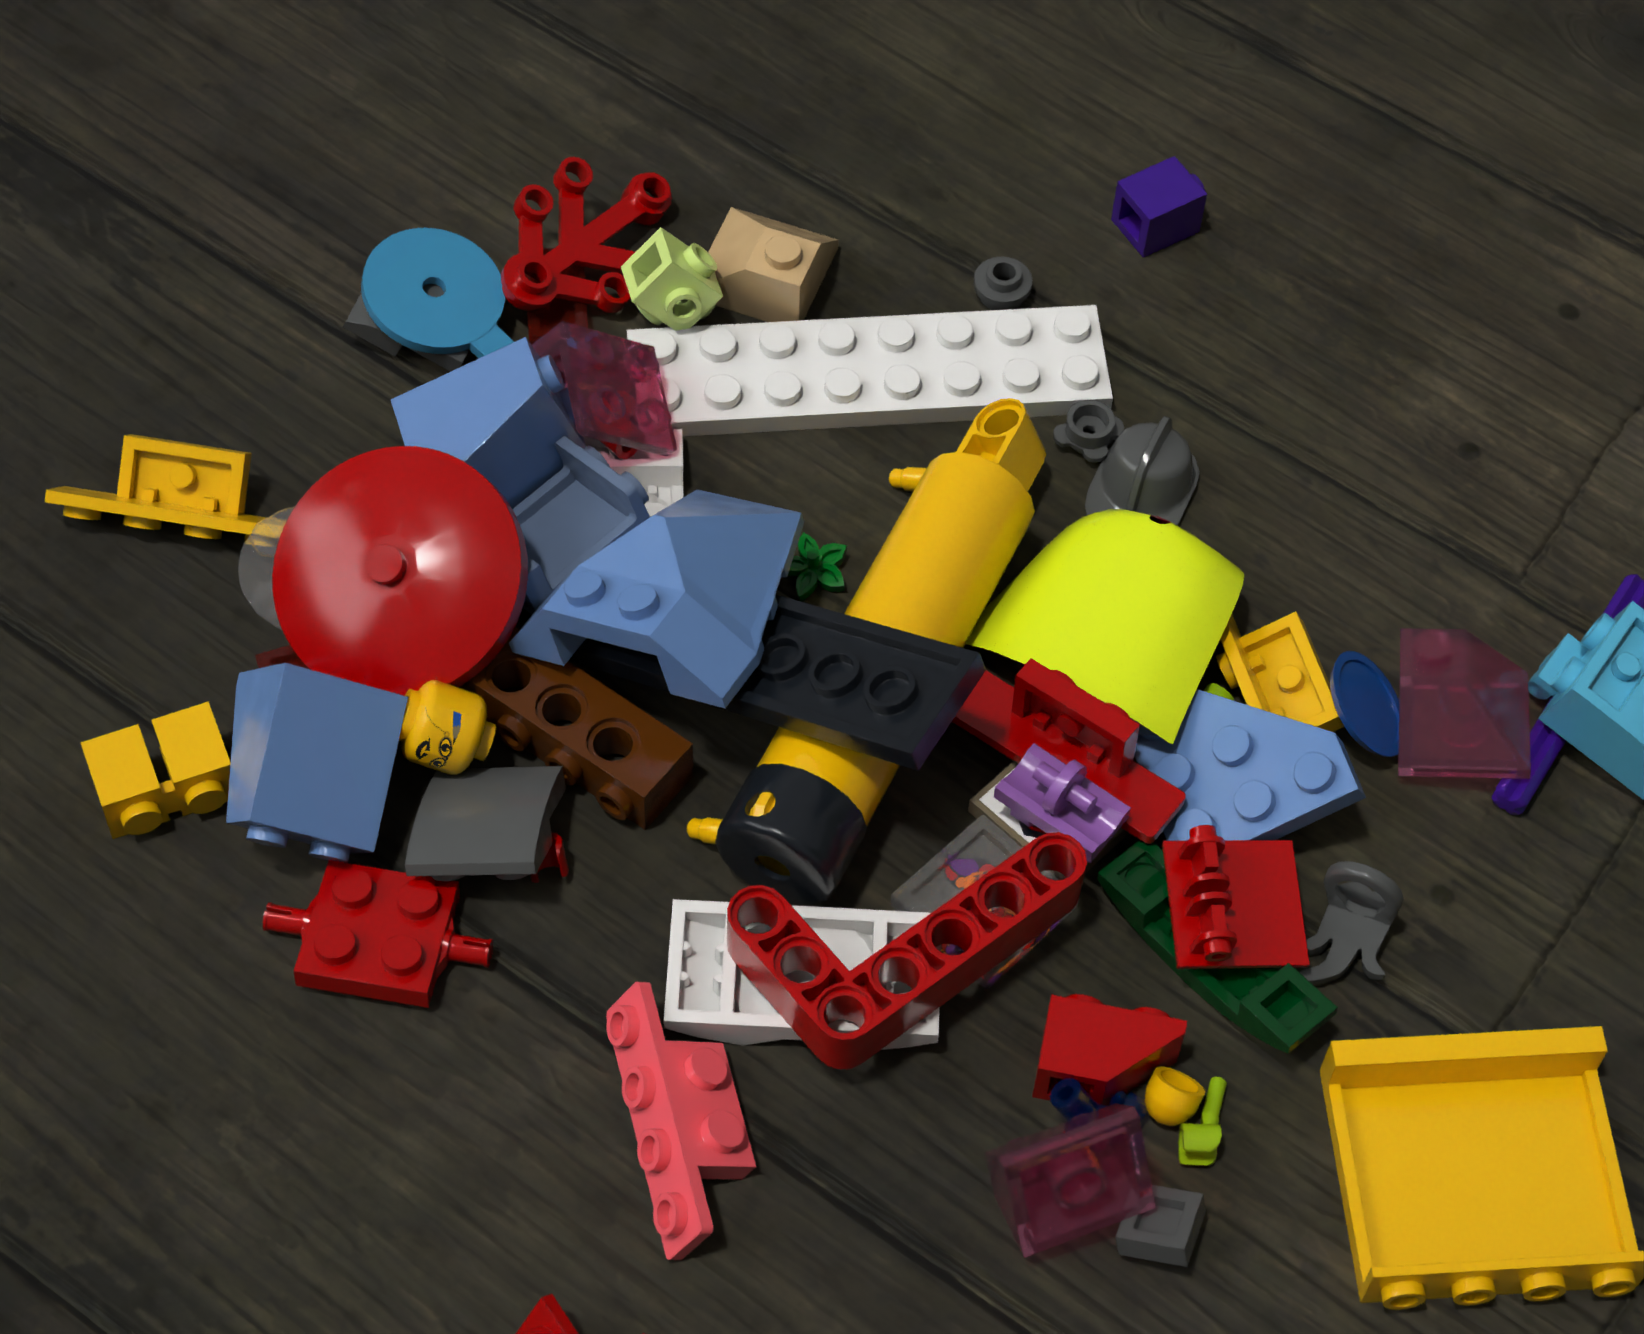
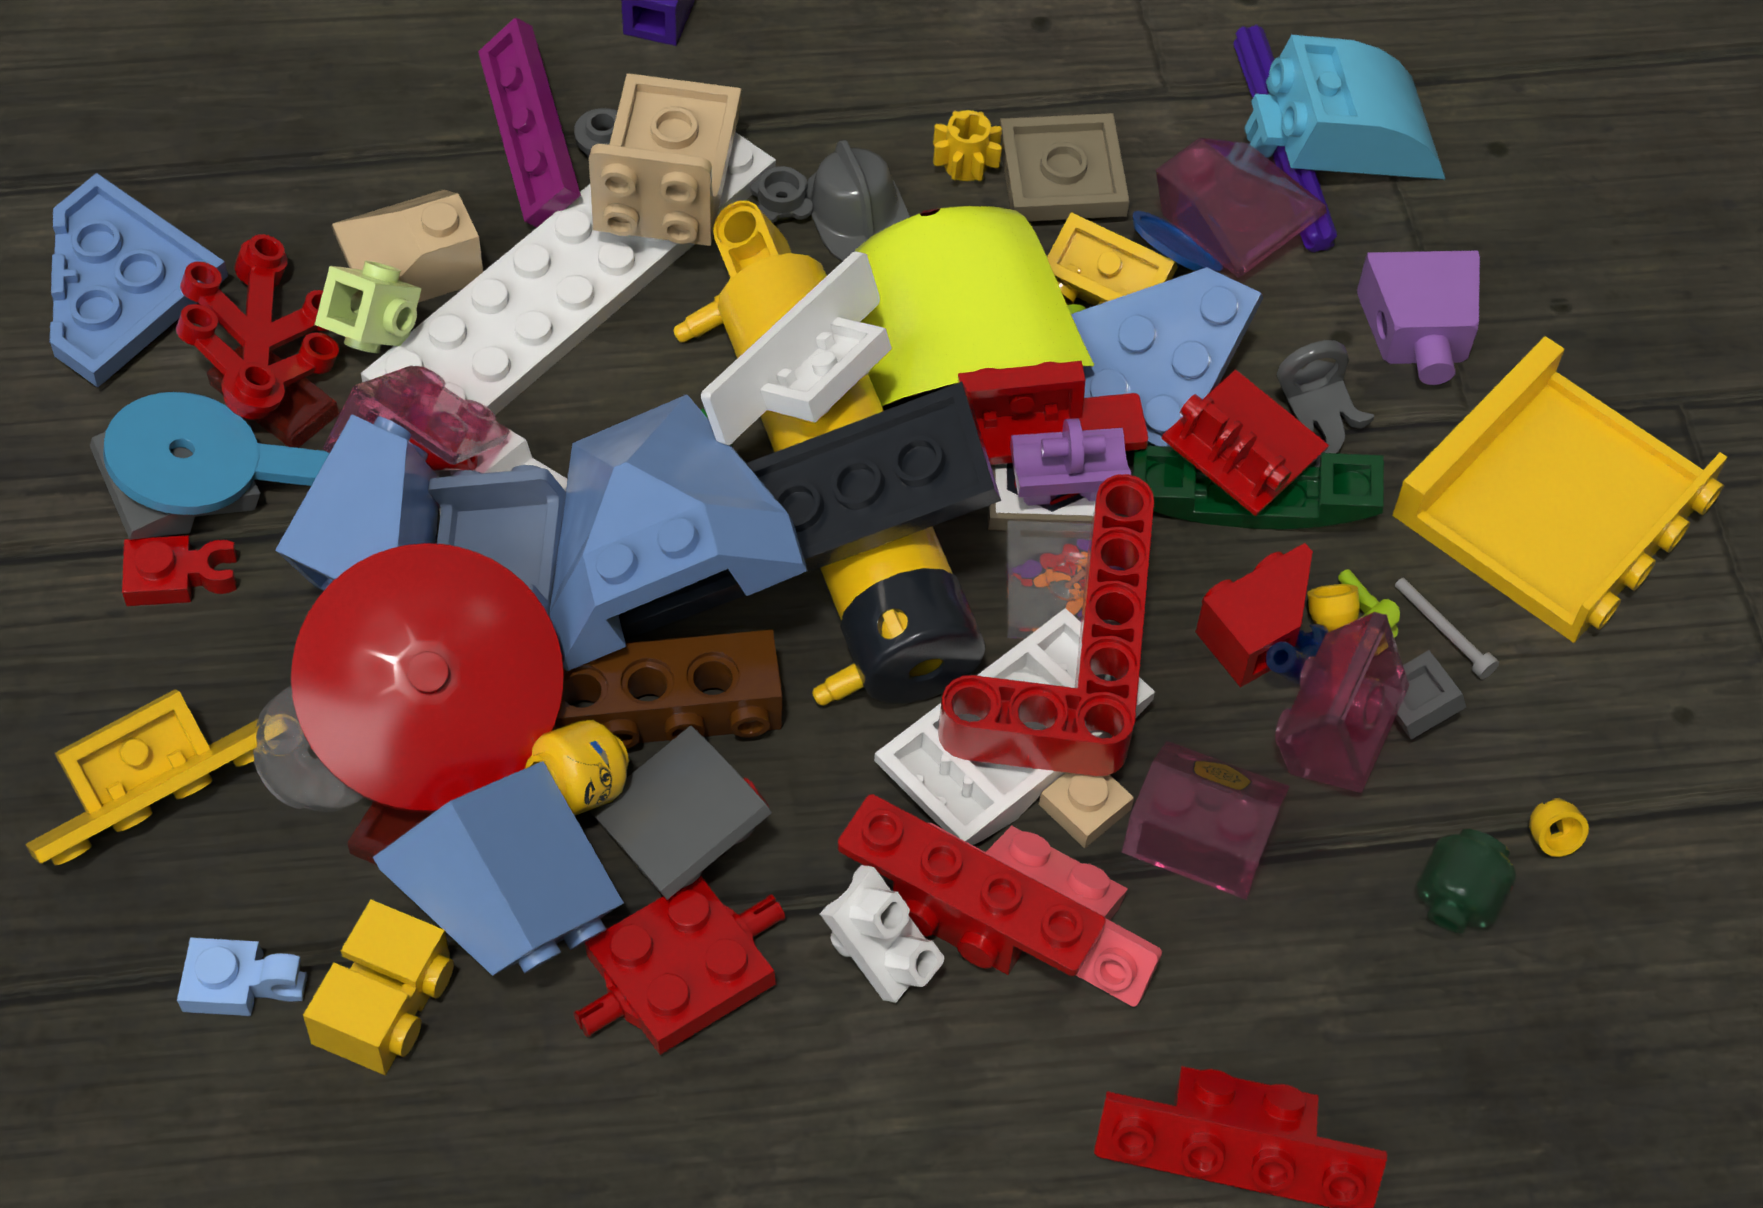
camera: 45 degrees left, 0 degrees up
(85, 682) = (229, 974): none -> light blue plate
(353, 368) = (167, 569): none -> red plate
(523, 1032) = (880, 936): none -> white hips
(530, 132) = (115, 278): none -> medium blue plate
(618, 1057) = (968, 895): none -> red bracket
(801, 1080) = (1086, 804): none -> tan plate
(879, 1163) = (1204, 819): none -> clear pink slope
(906, 546) = (803, 357): none -> white bracket
(950, 233) = (528, 123): none -> magenta plate
(1005, 330) = (664, 160): none -> tan bracket
(1253, 1250) = (1483, 665): none -> light grey piece
(1280, 499) = (967, 145): none -> yellow gear
(1344, 575) = (1064, 167): none -> dark tan plate
(1532, 925) = (1422, 308): none -> medium lavender torso

